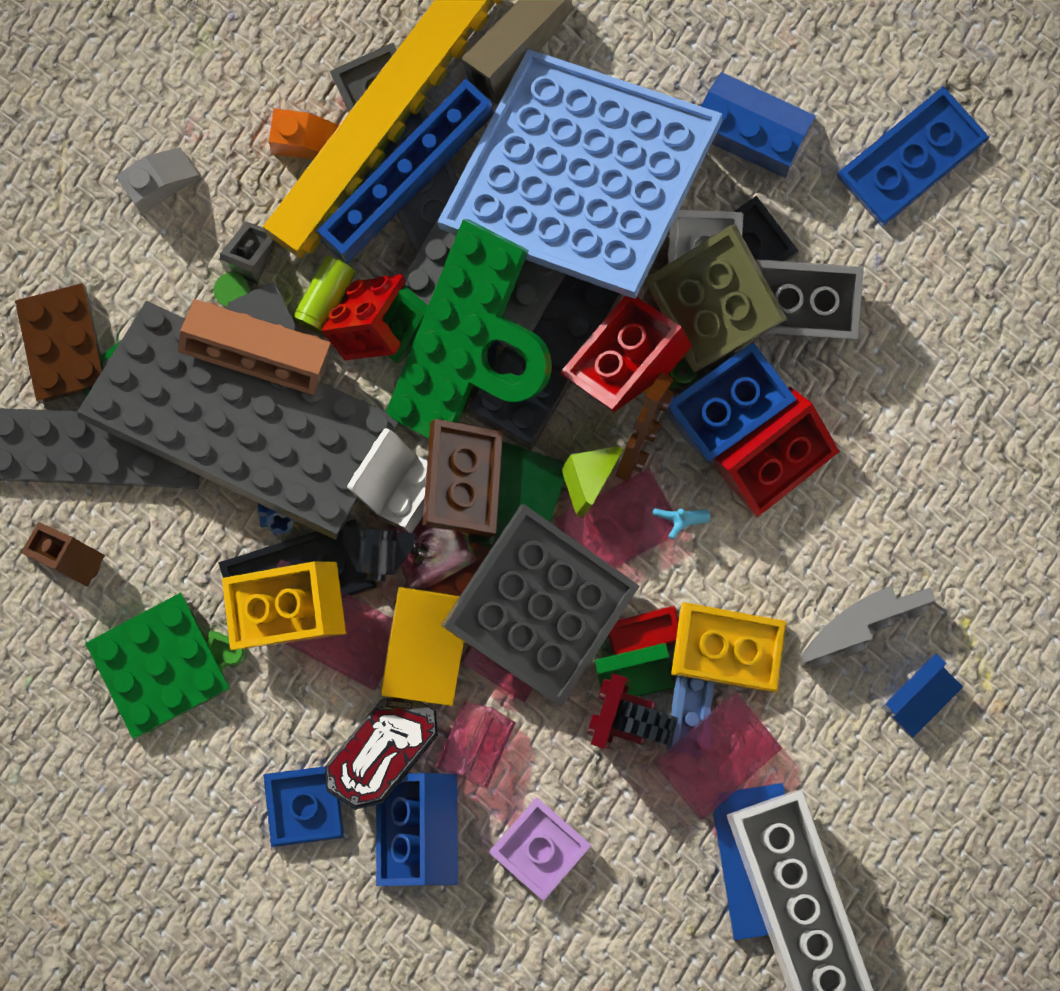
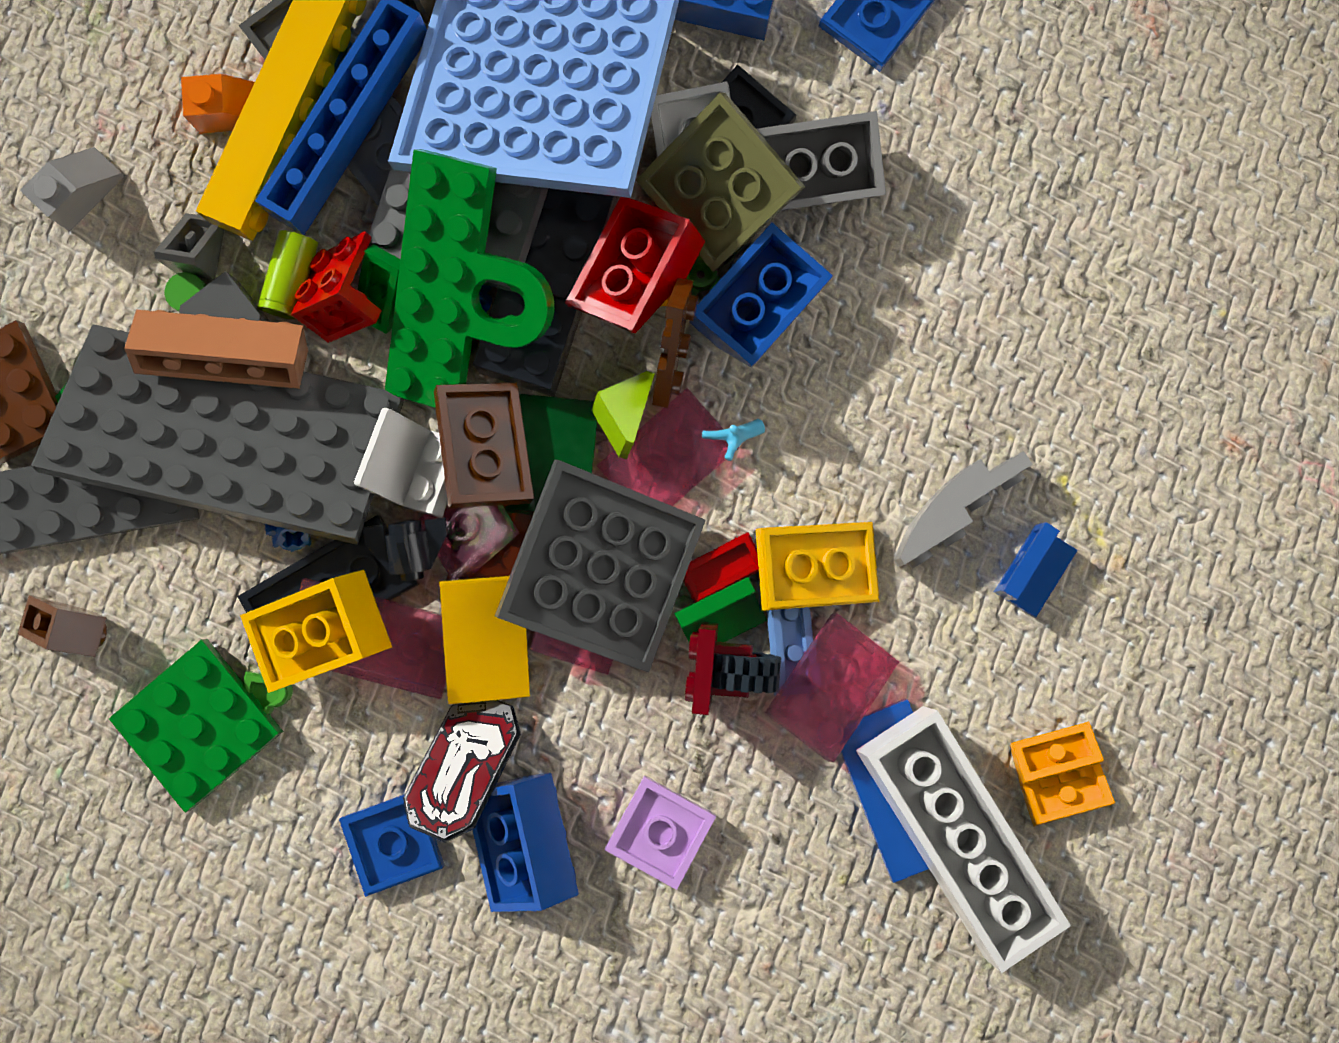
camera: 20 degrees left, 5 degrees up
(476, 743) = (565, 733): clear pink panel -> none
(777, 455) = (823, 343): red slope -> none
(904, 879) = (1061, 774): none -> light orange slope

